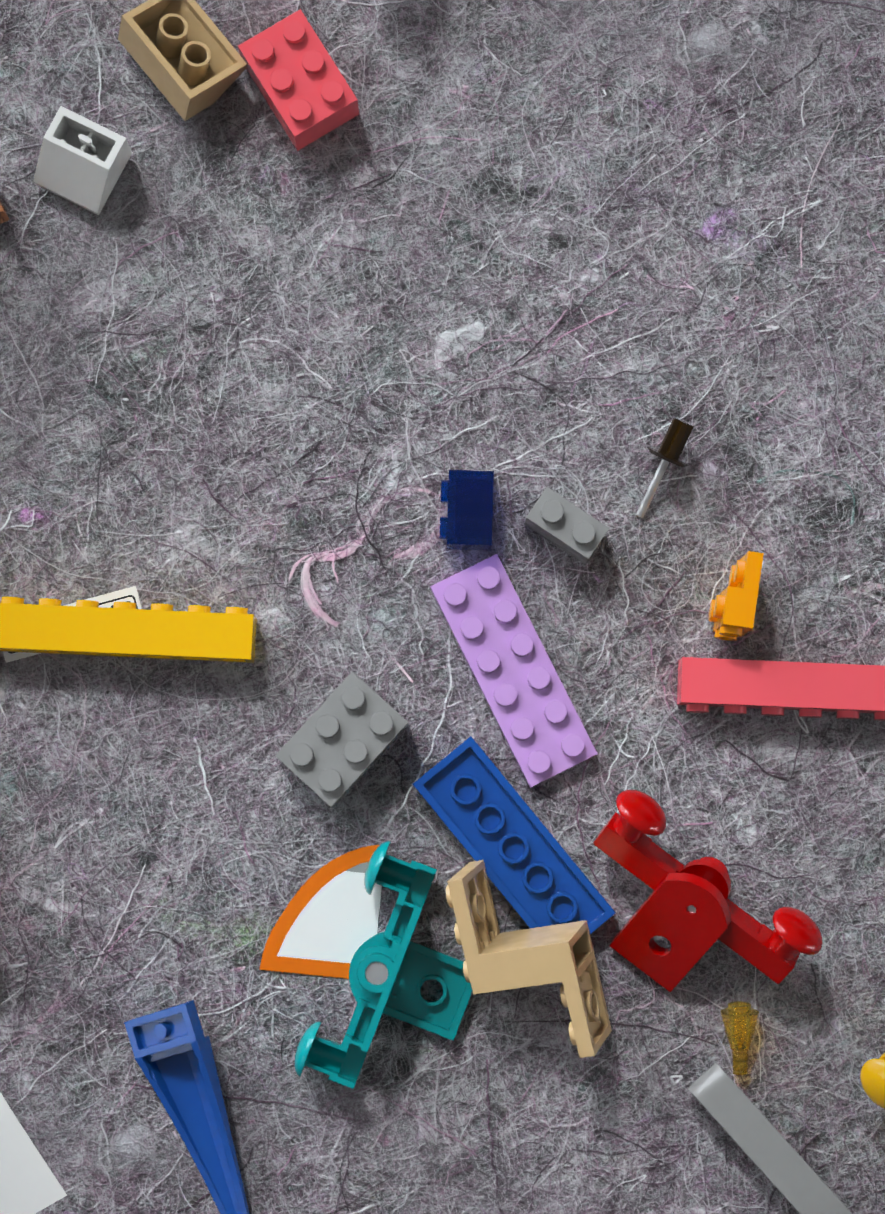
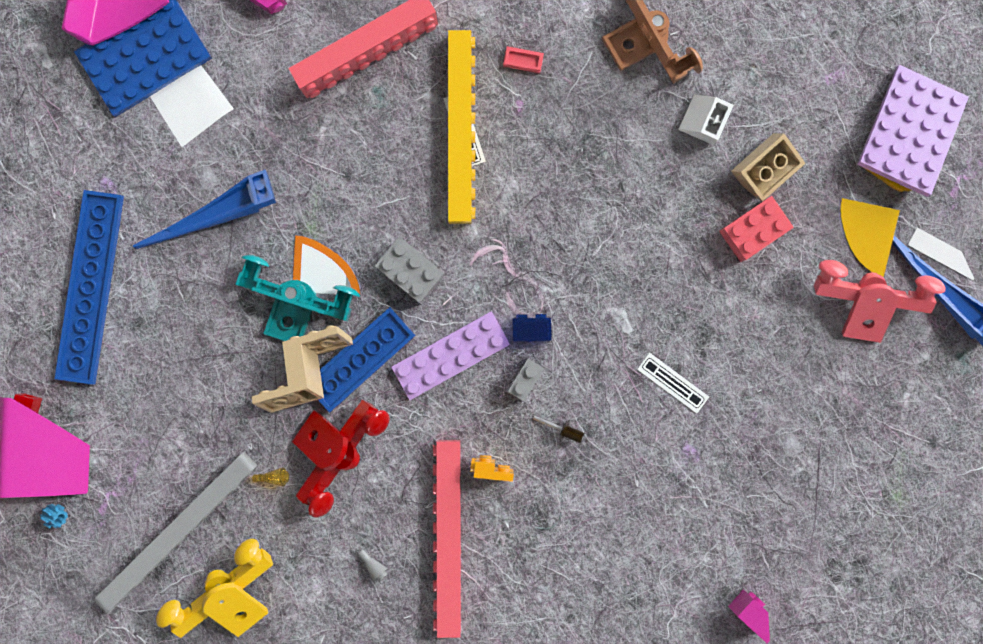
camera: 90 degrees right, 5 degrees up
(583, 250) = (673, 383): none -> white sticker

